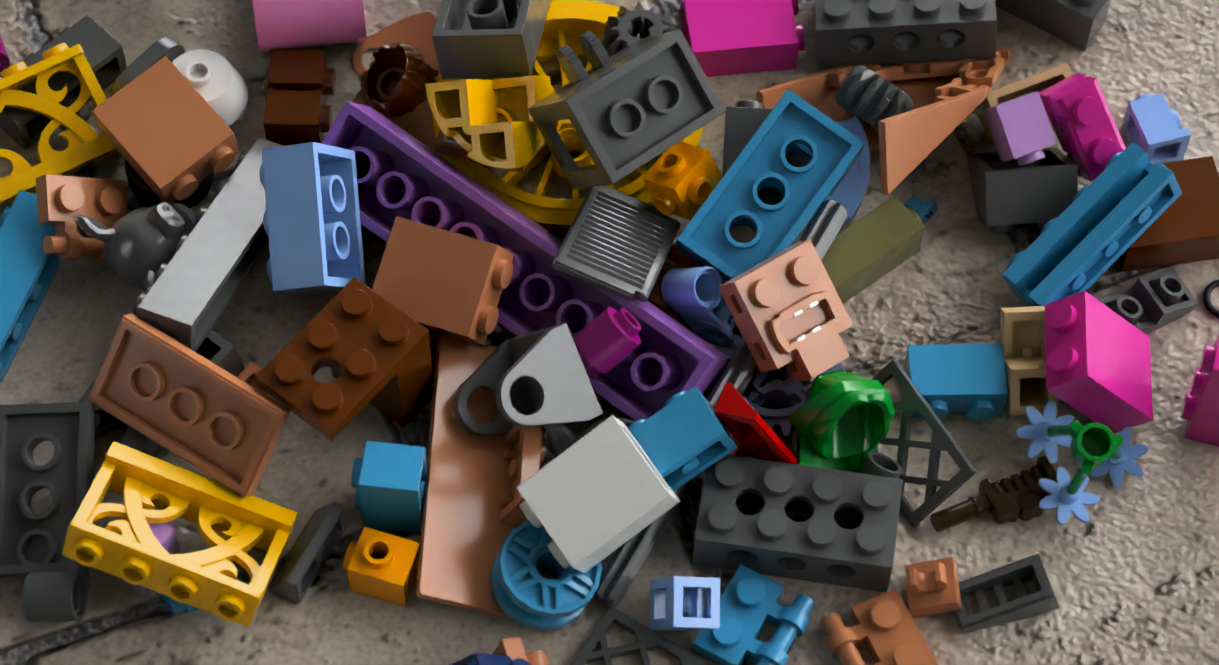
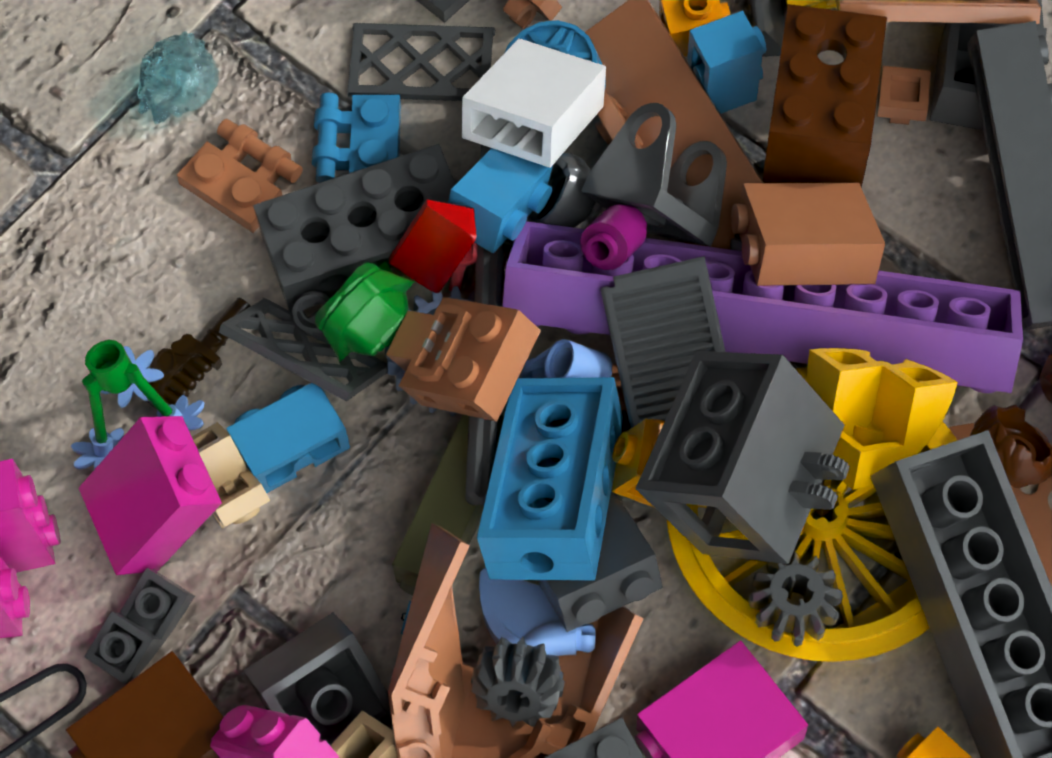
camera: 155 degrees right, 5 degrees up
(312, 218) = (966, 229): light blue brick -> none
(684, 603) = (419, 102): light blue brick -> none
(932, 587) = (219, 242): nougat tile -> none
(1020, 128) = (339, 697): lavender brick -> none
(1021, 608) = (133, 295): dark grey slope -> none
(1093, 229) = (212, 639): dark azure brick -> none

